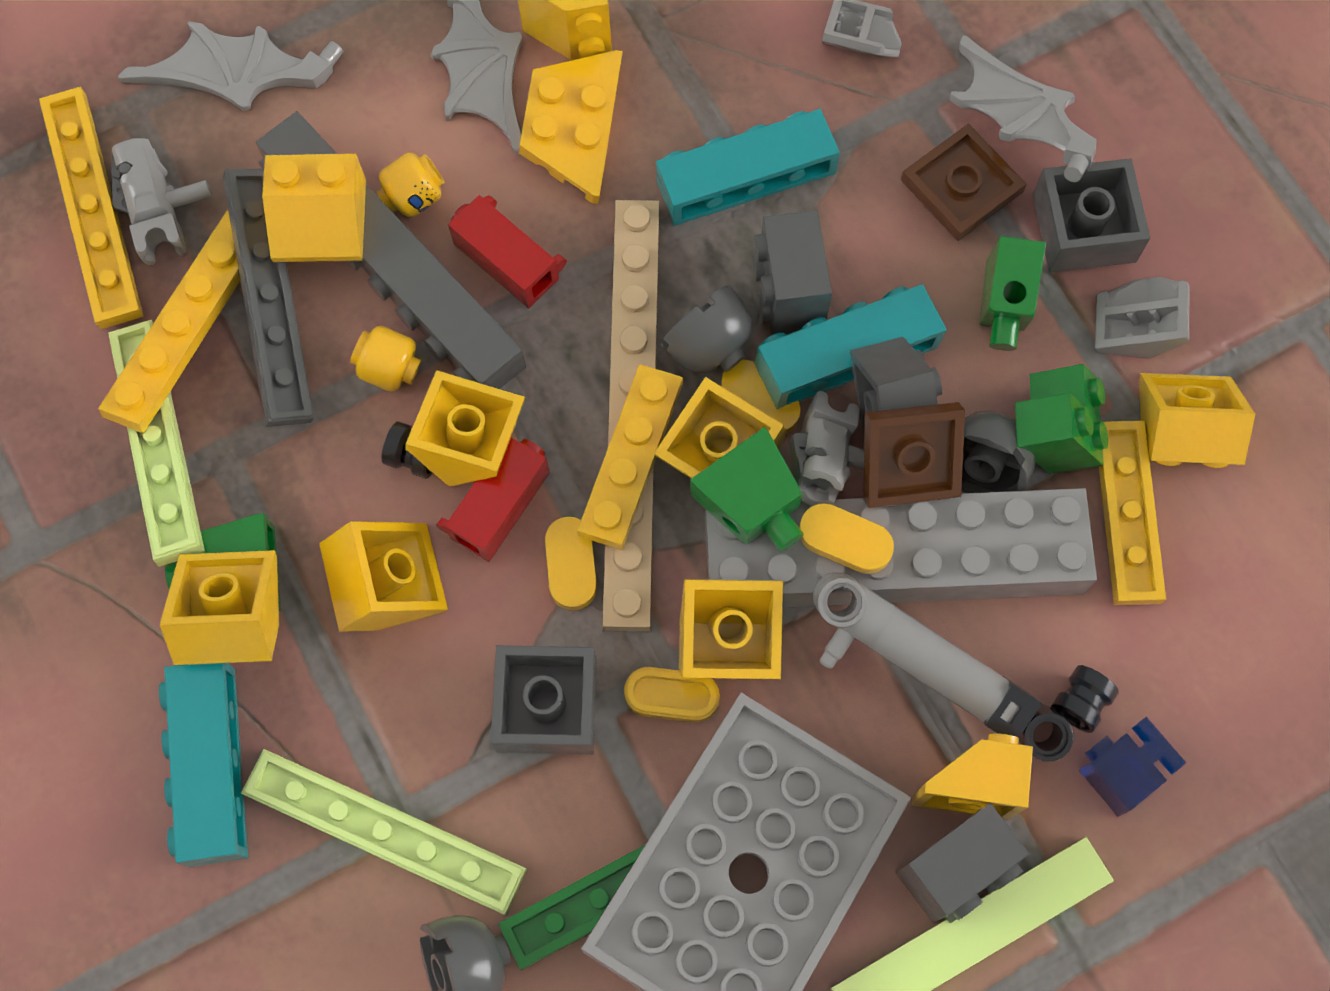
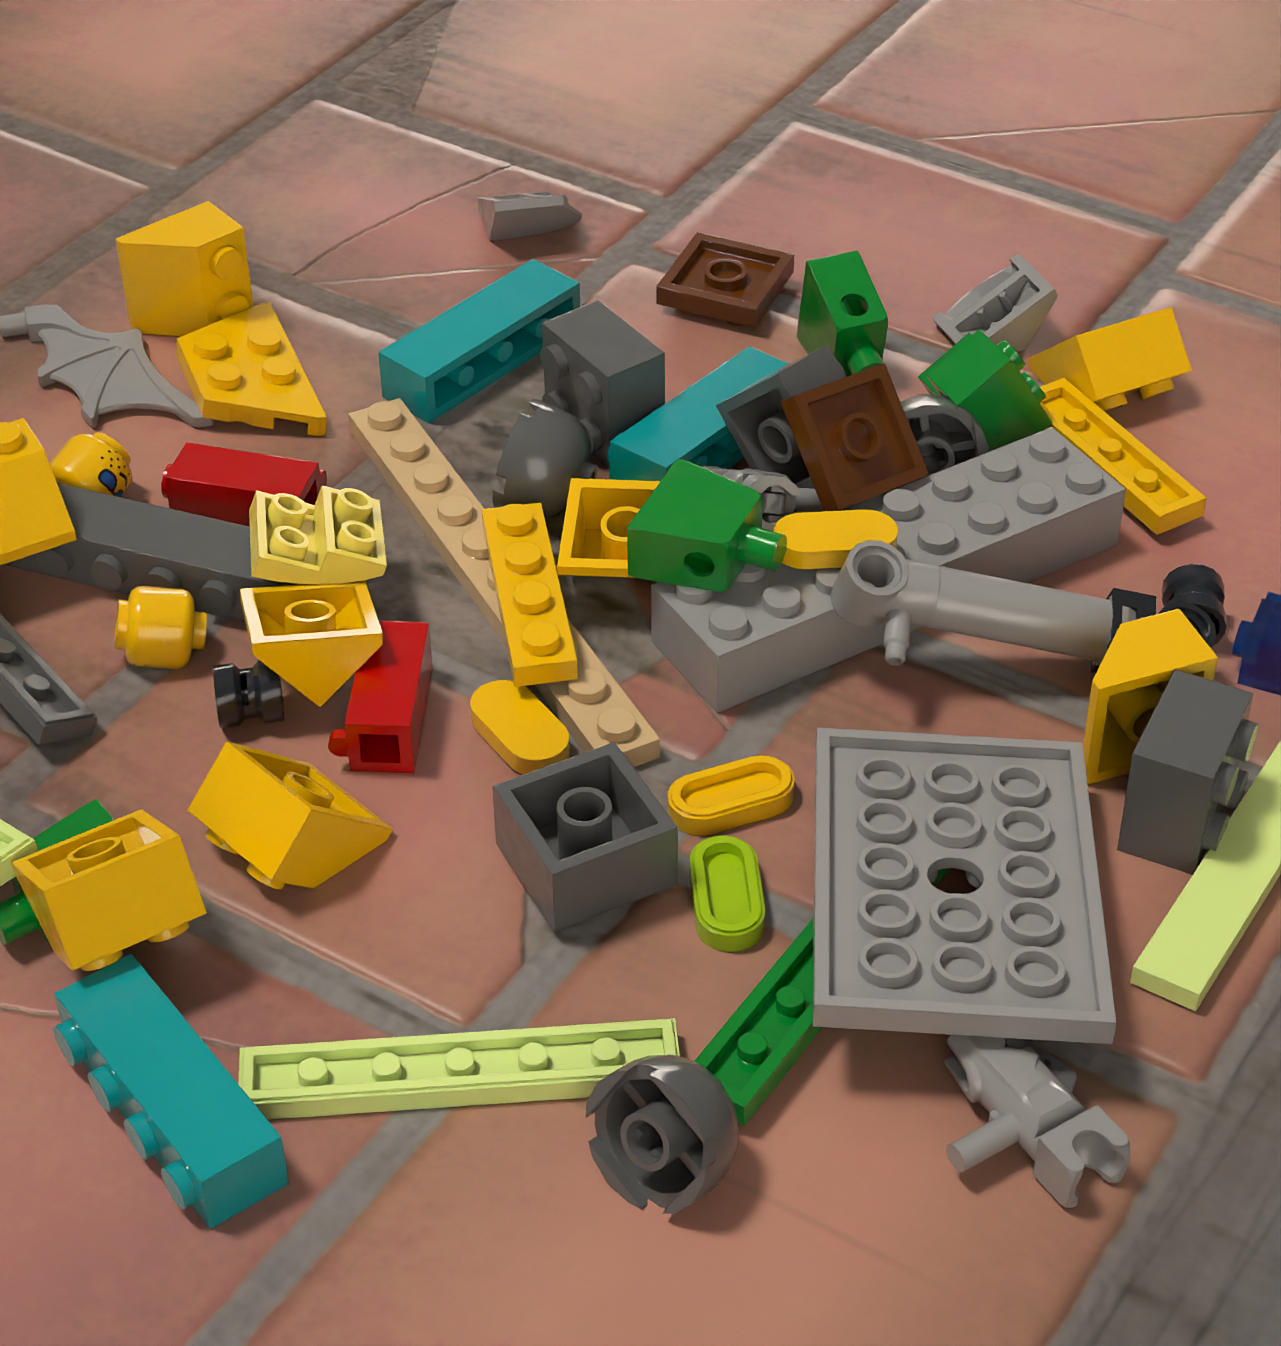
camera: 30 degrees left, 30 degrees down
(509, 346) = (317, 543): none -> light yellow slope
(620, 777) = (726, 894): none -> lime tile
(731, 629) = (761, 679): yellow slope -> none
(1024, 108) = (747, 194): light grey animal -> none
(1092, 219) = (897, 238): dark grey brick -> none

